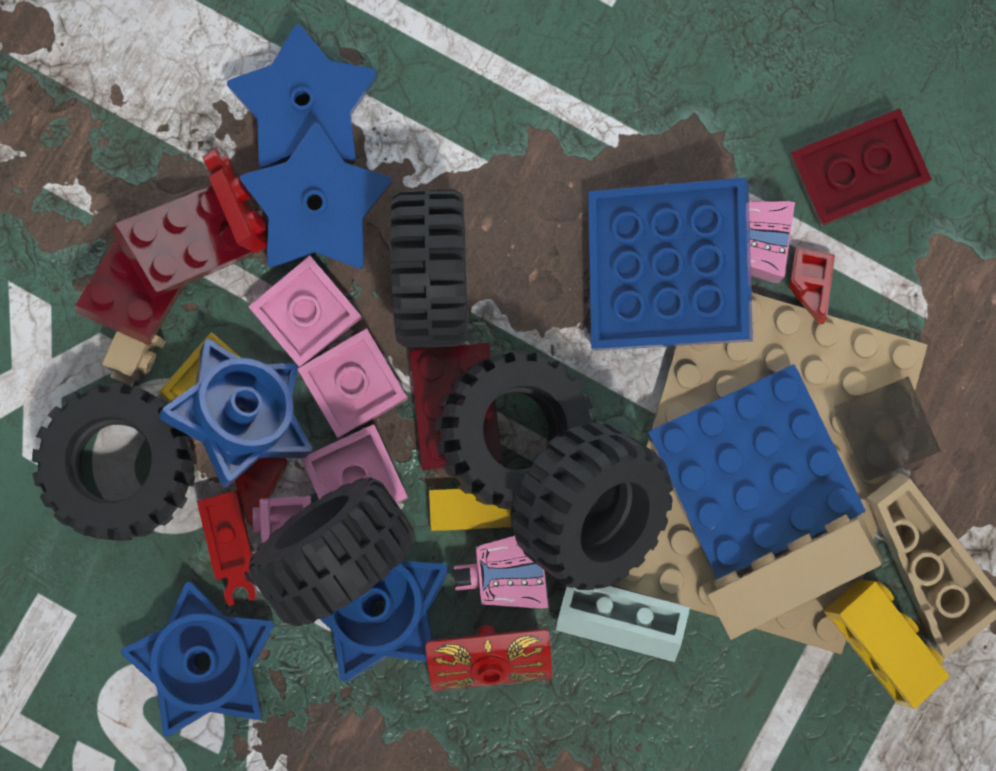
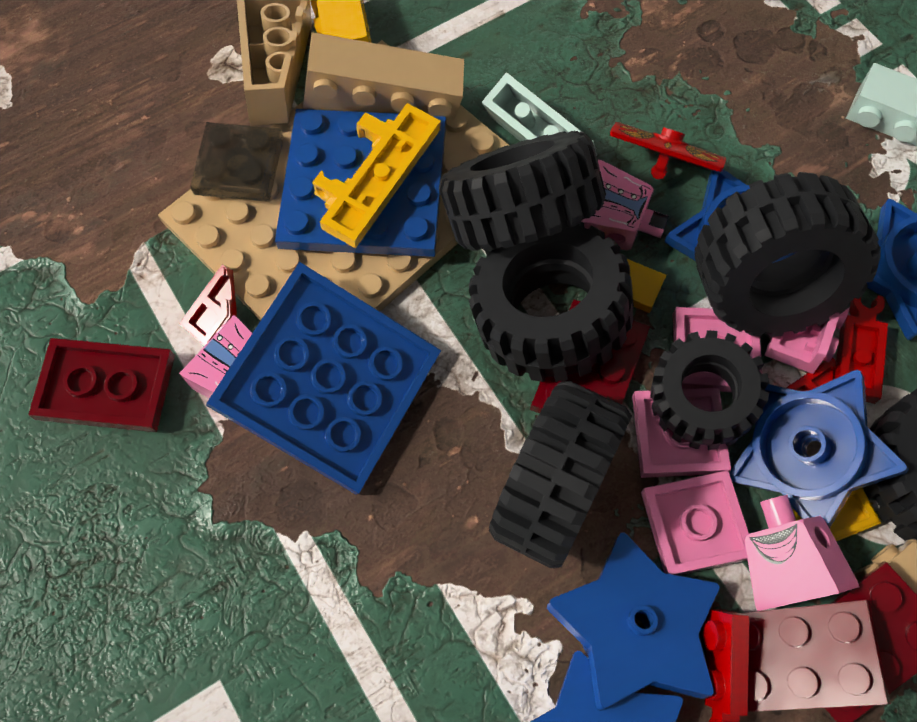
camera: 150 degrees left, 15 degrees down
(218, 310) = (794, 558): none -> bright pink torso
(338, 379) = (728, 362): none -> black tyre
(736, 433) = (394, 153): none -> yellow hinge

